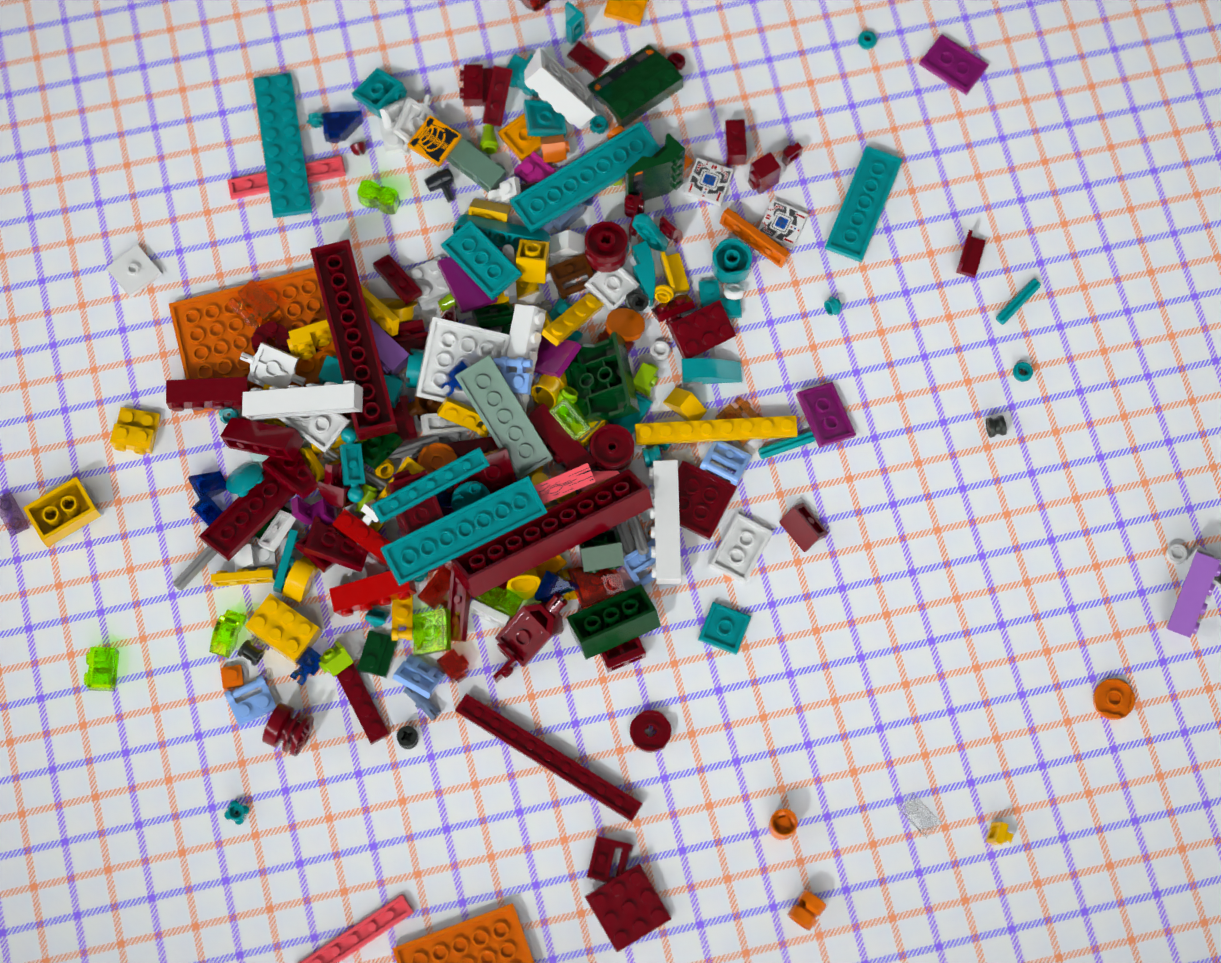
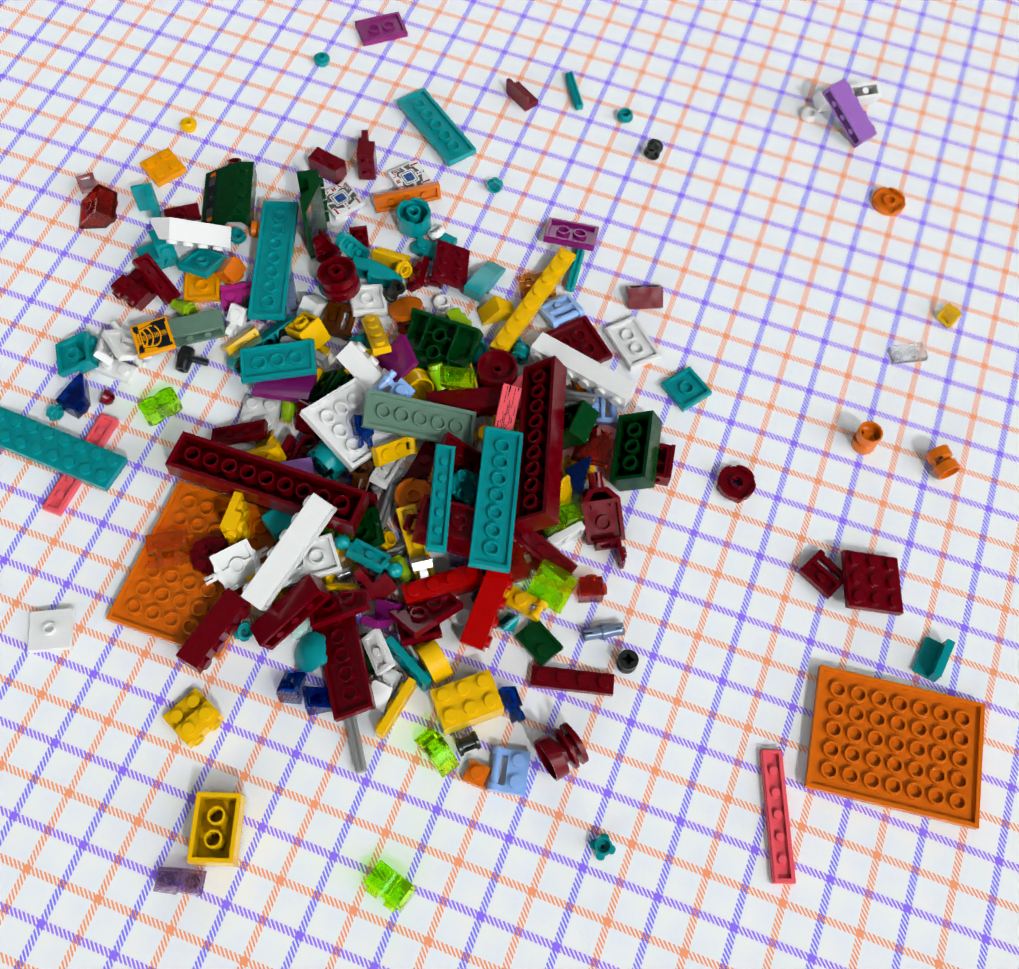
camera: 60 degrees left, 10 degrees down
(335, 659) = (523, 675): lime brick -> none
(419, 676) = (582, 619): light blue plate -> none
(548, 757) = (710, 567): dark red plate -> none

